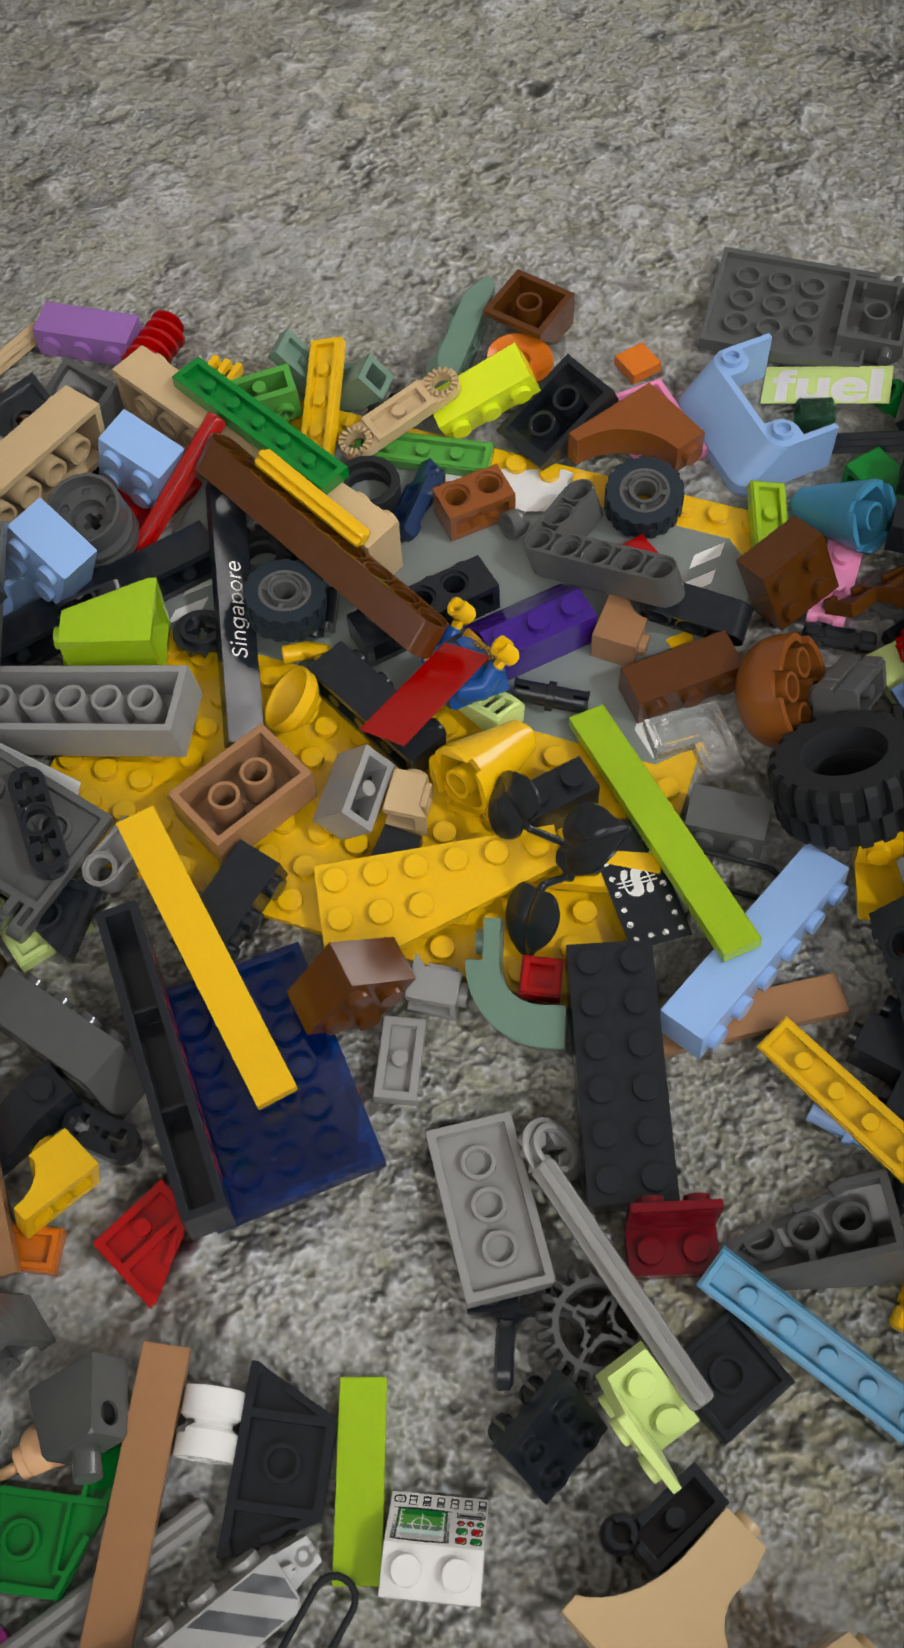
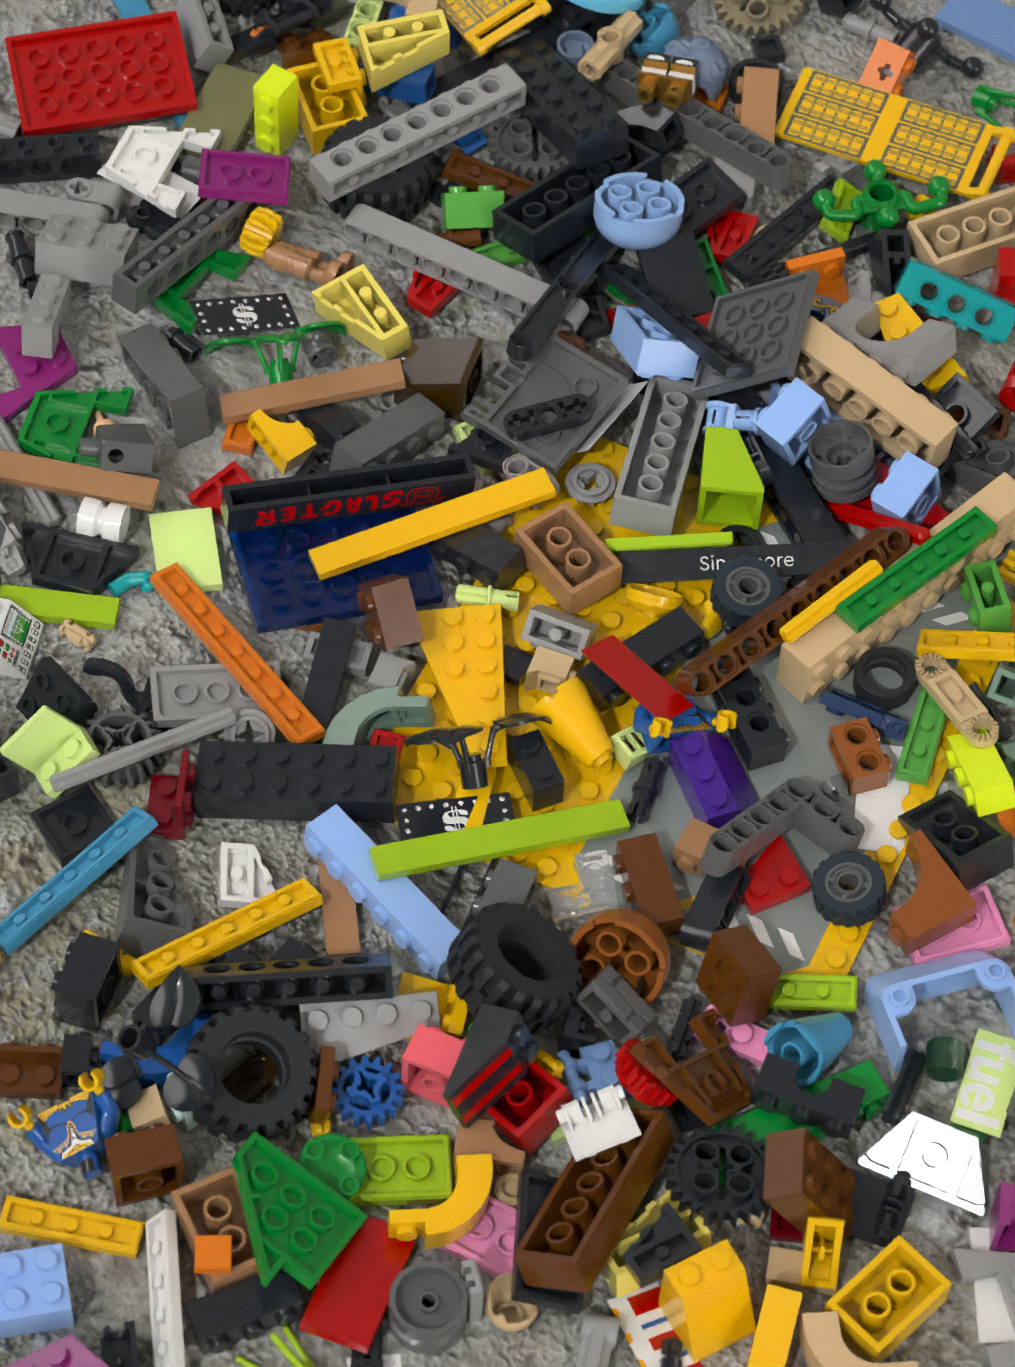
camera: 90 degrees right, 5 degrees down
(30, 641) = (731, 416): none -> light blue connector
(112, 779) = (584, 474): none -> light grey gear
(213, 685) = (667, 542): none -> lime tile
(246, 1296) = (191, 542): none -> yellowish green tile
(301, 885) = (485, 596): none -> yellowish green axle
(302, 1363) = (130, 580): none -> teal arm
(408, 1431) = (77, 635): none -> tan piece
(425, 1189) = (237, 655): none -> orange tile
(451, 1065) = (328, 670): none -> black tile
(765, 1127) = (241, 875): none -> white wing

